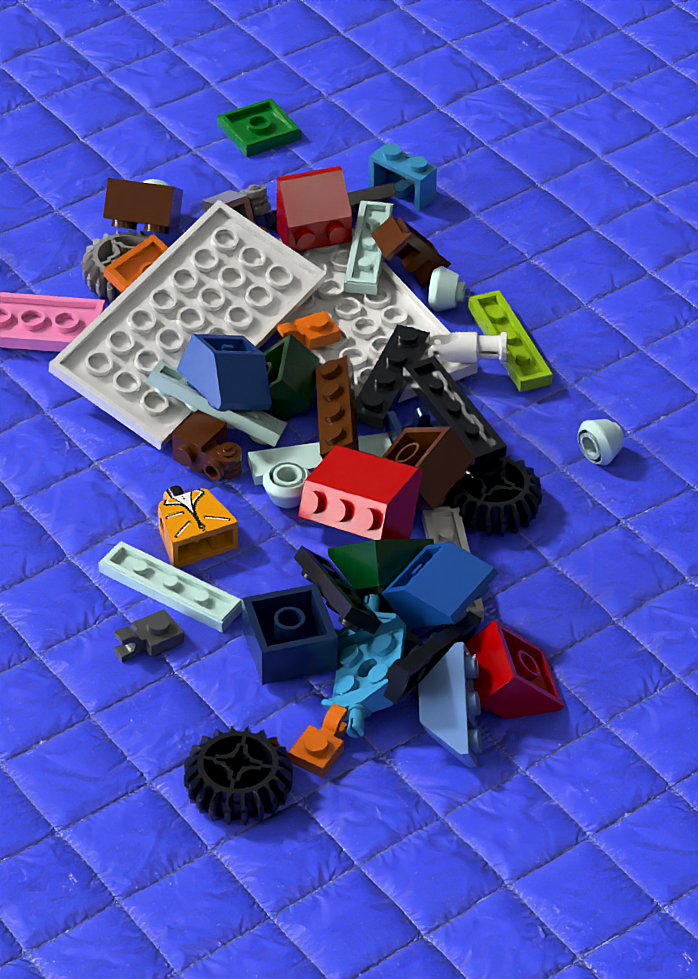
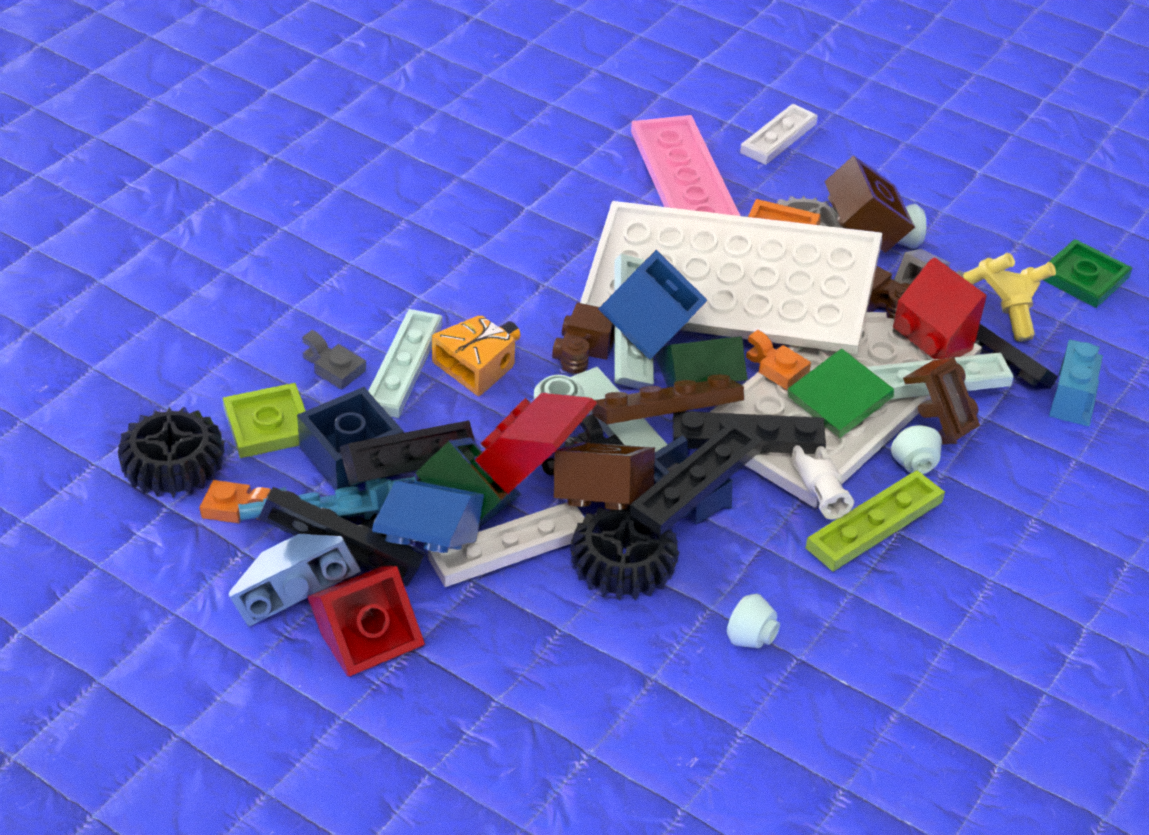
camera: 70 degrees right, 0 degrees up
(210, 700) = (264, 419): none -> lime tile
(272, 160) = (1013, 288): none -> light yellow axle
(371, 304) = (840, 392): none -> green tile

